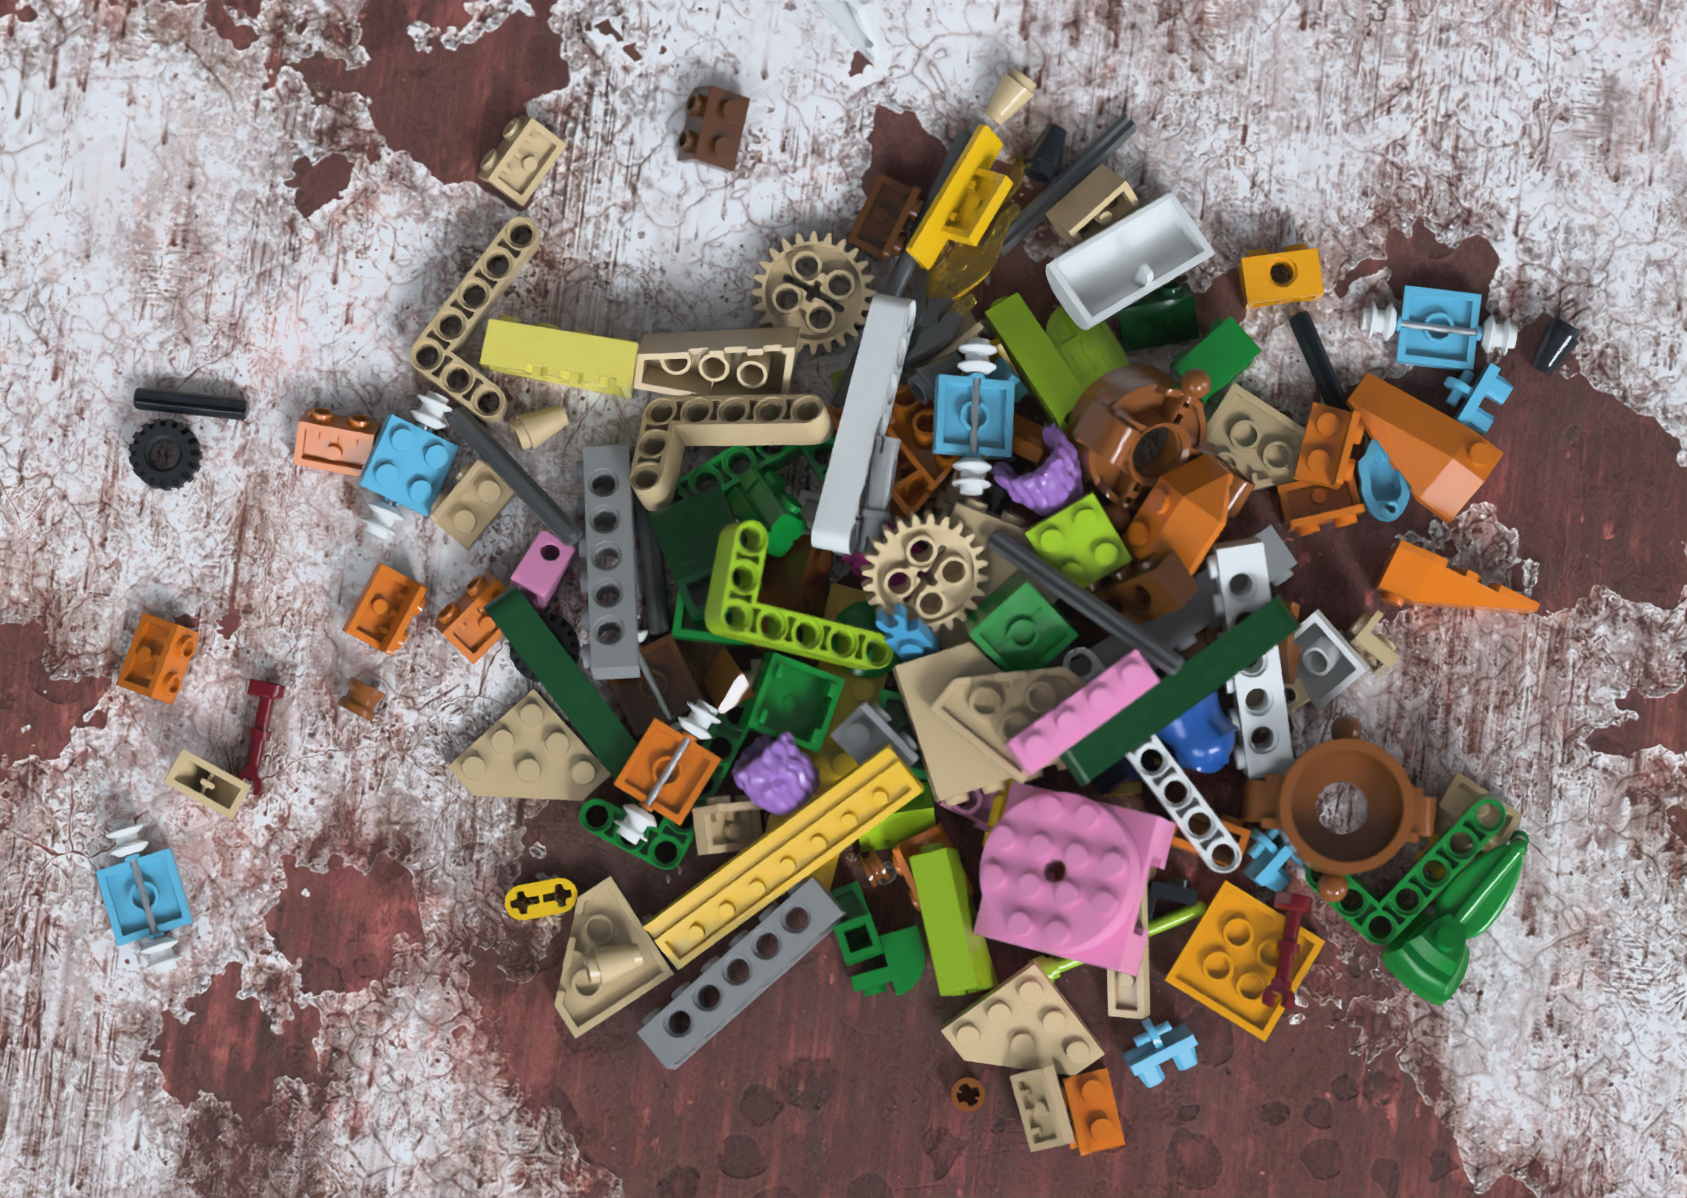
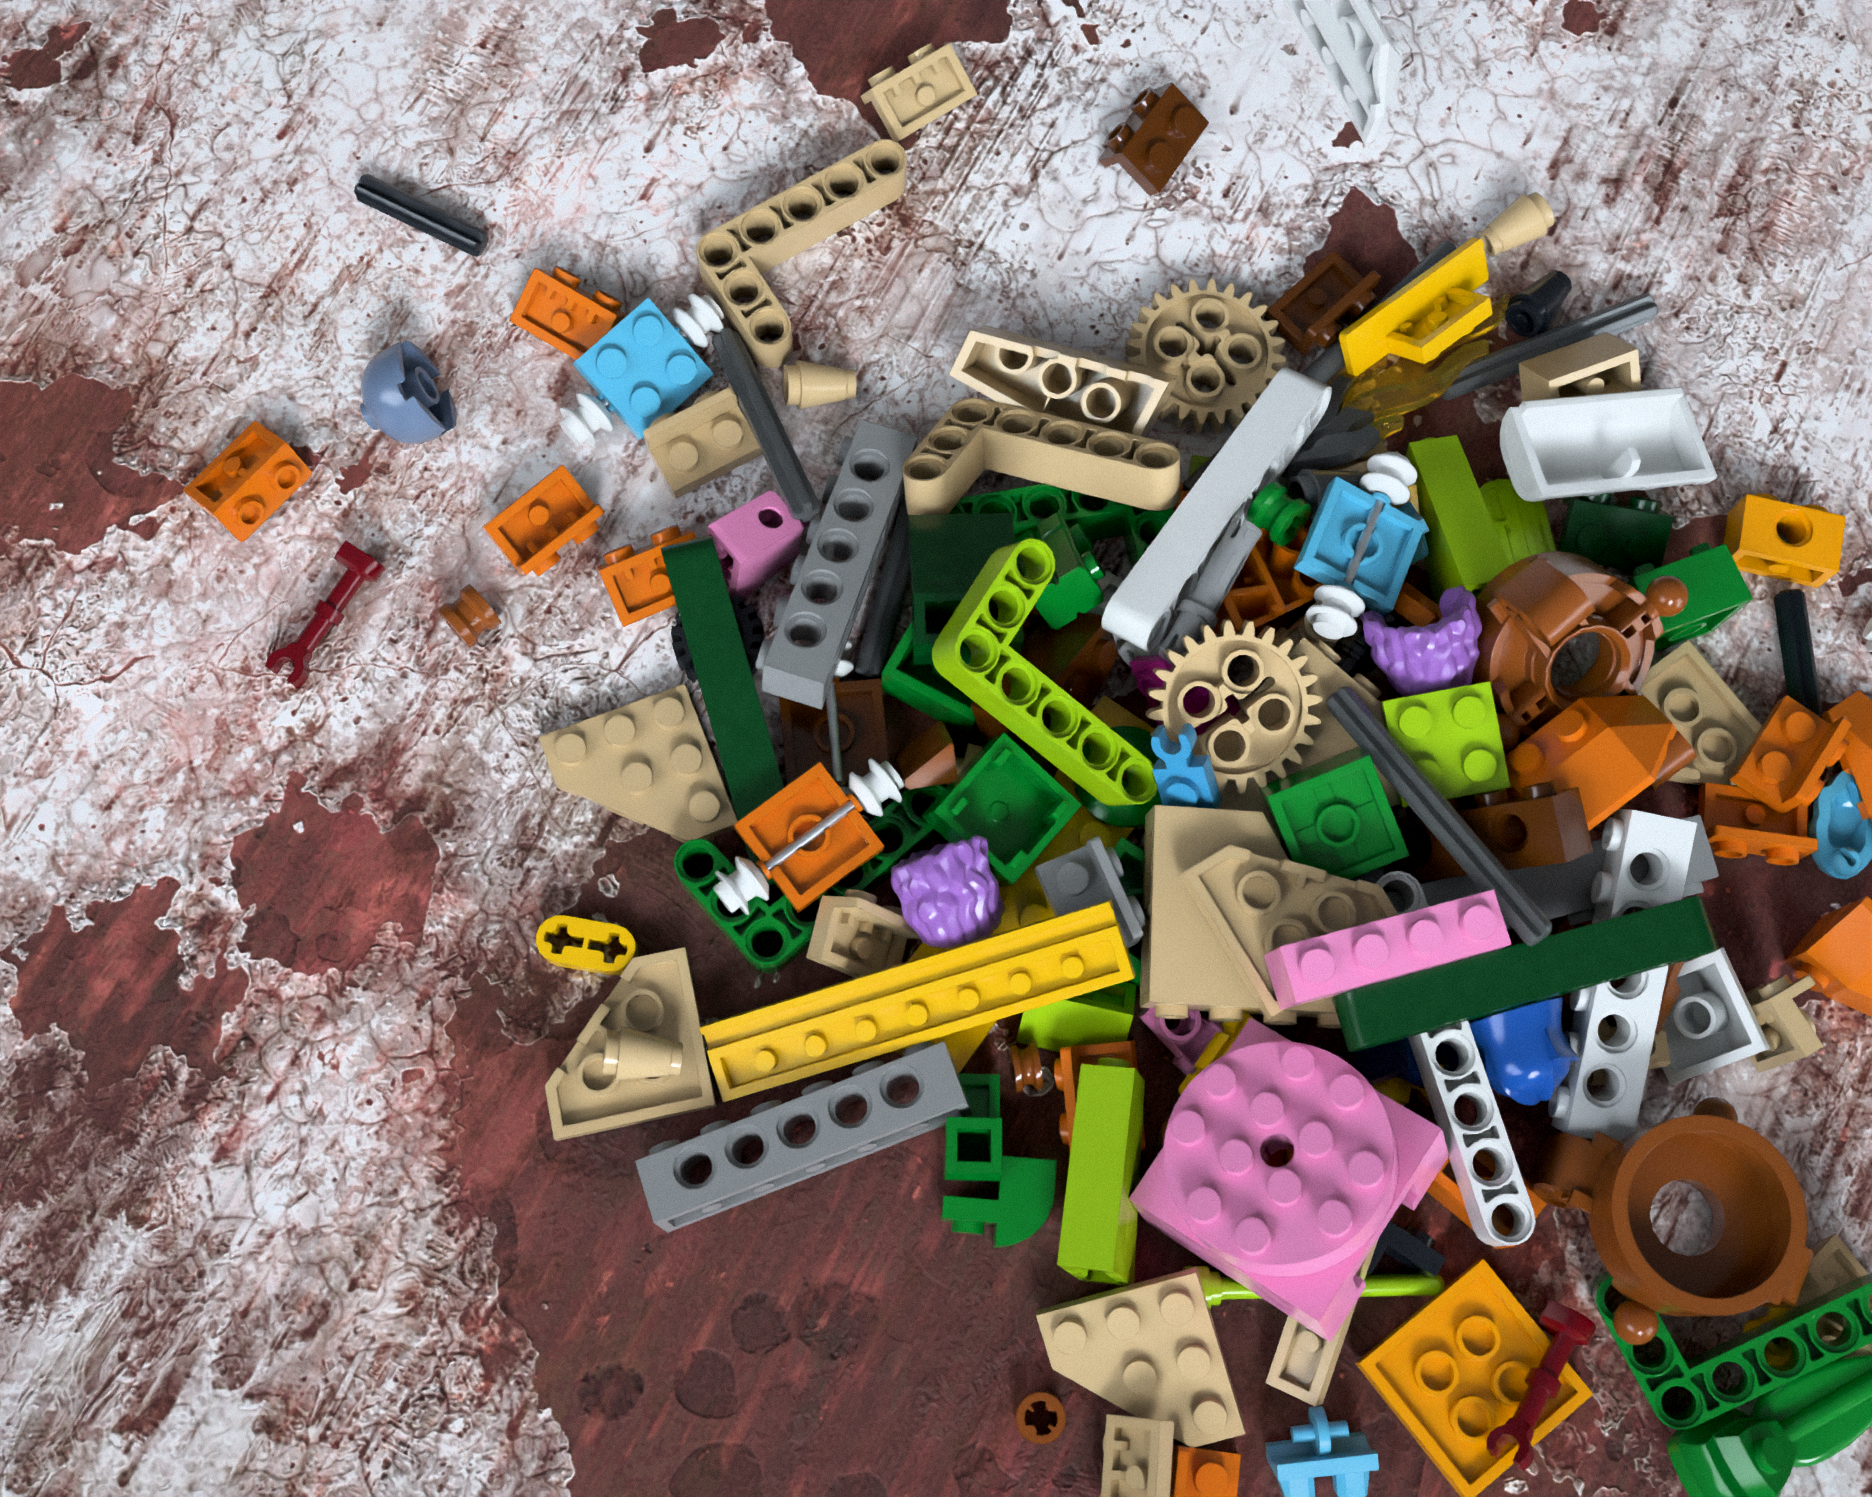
camera: 15 degrees right, 10 degrees down
(144, 896) = (96, 753): medium azure plate -> none
(148, 438) = (357, 233): black tyre -> none
(207, 783) = (231, 639): tan slope -> none
(245, 555) = (403, 397): none -> sand blue cylinder
(560, 356) = (878, 314): light yellow wedge -> none
(908, 412) = (1278, 513): none -> green wheel
(1268, 856) = (1554, 1247): medium azure hips -> none

